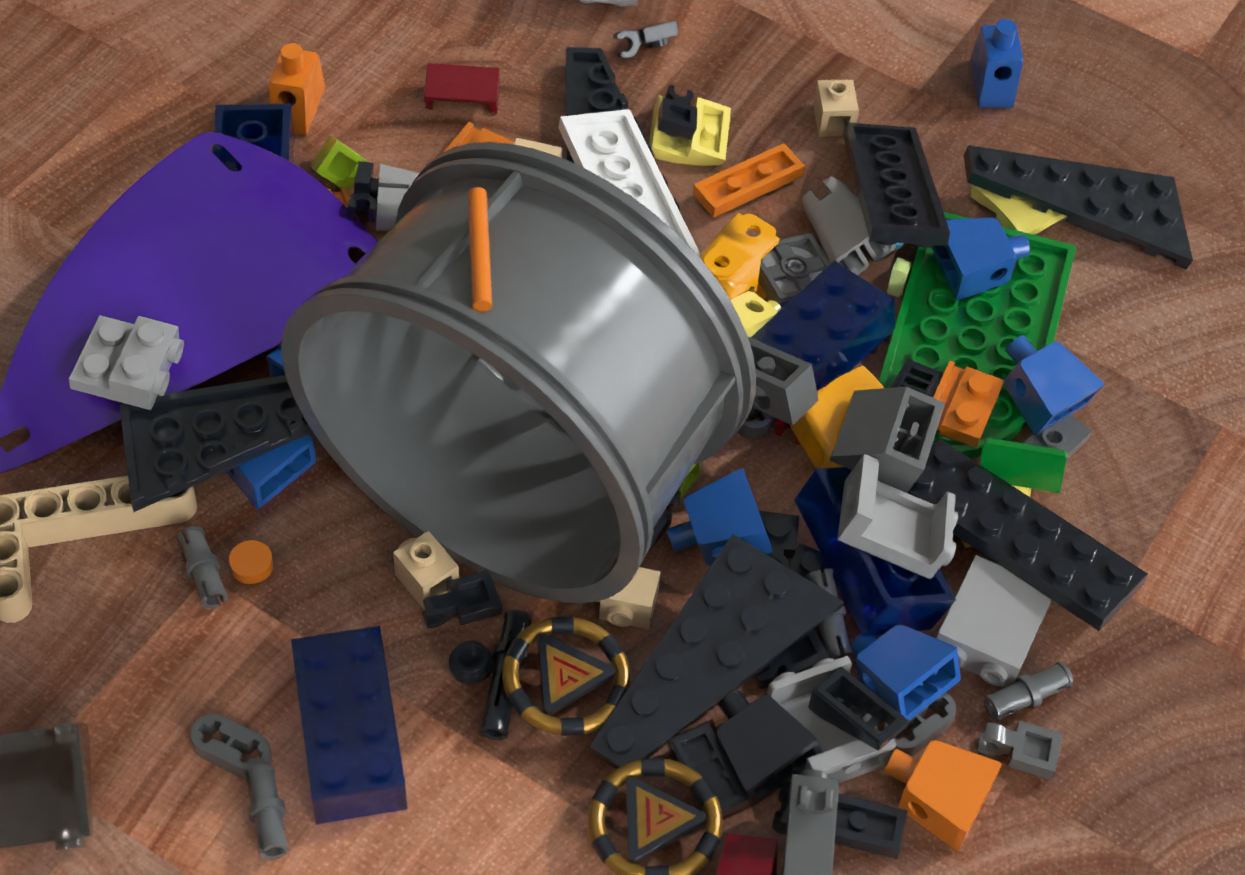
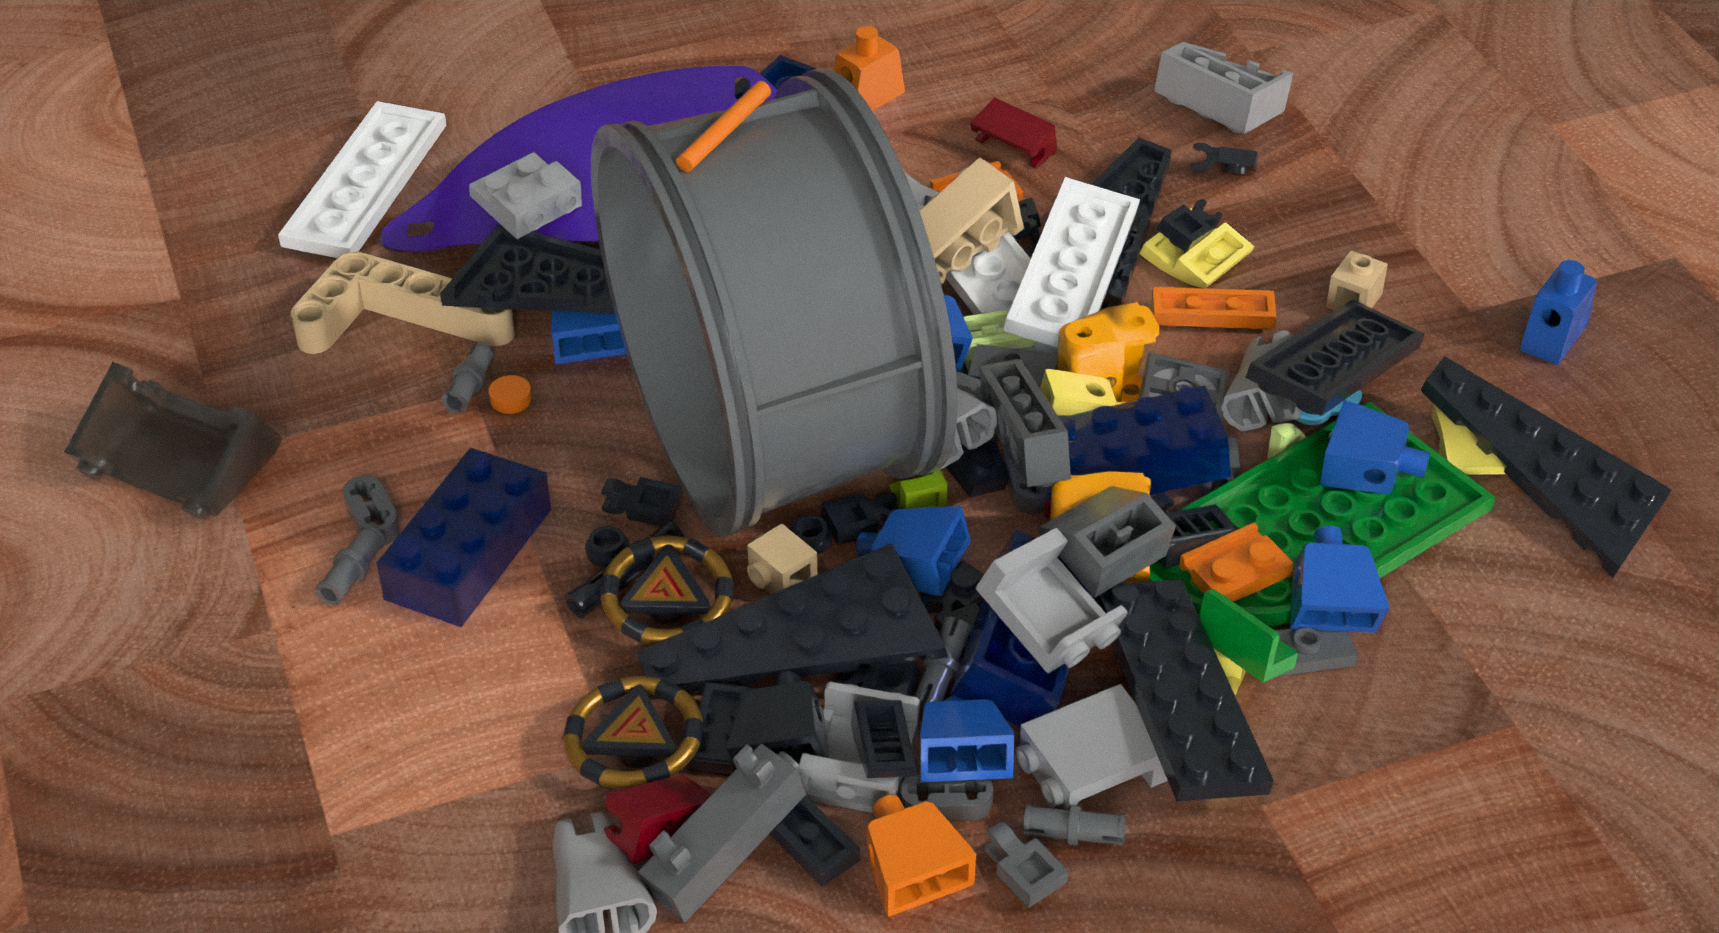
camera: 40 degrees right, 10 degrees down
(424, 567) = (633, 455): tan brick -> none

